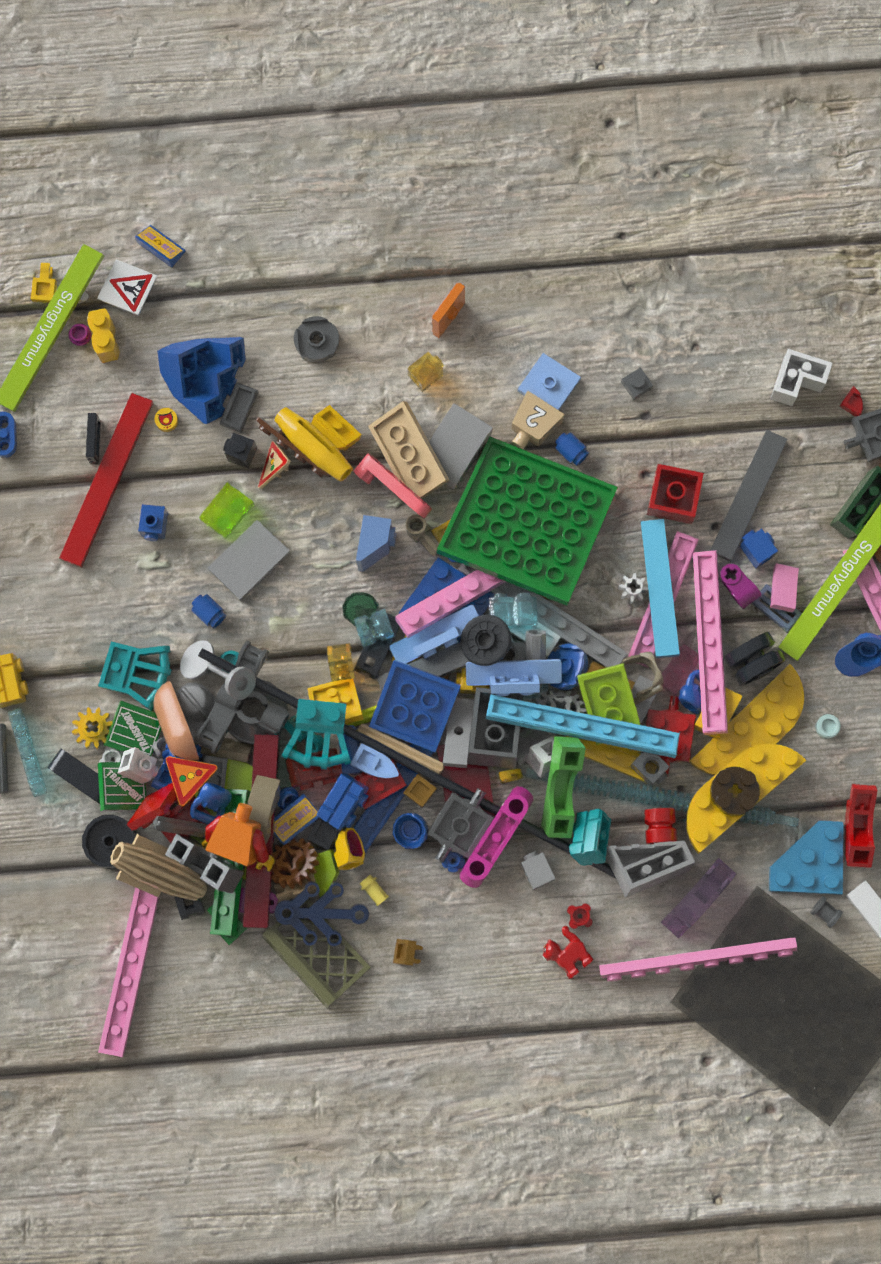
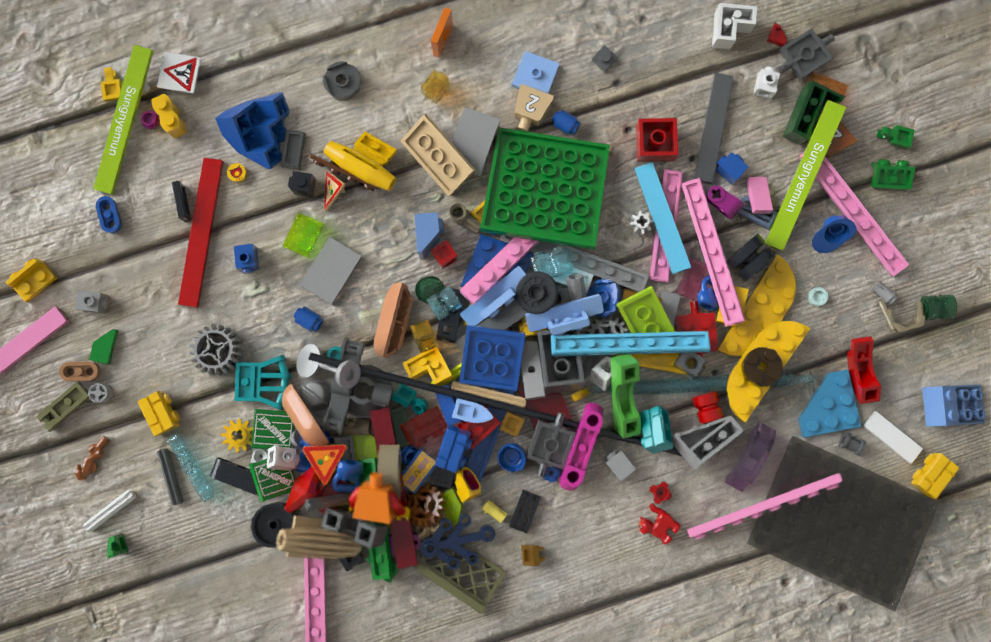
camera: 15 degrees left, 5 degrees up
(86, 603) = (200, 355): none -> light grey gear
(160, 245) = (197, 33): slope -> none
(308, 635) = (393, 320): none -> nougat brick
(319, 718) = (416, 387): teal plate -> none
(371, 468) = (411, 174): coral beam -> none
(388, 571) = (444, 254): none -> red brick
(399, 916) = (519, 527): none -> black tile
(657, 685) = (668, 277): dark tan helmet -> none
(820, 461) = (763, 87): none -> white brick

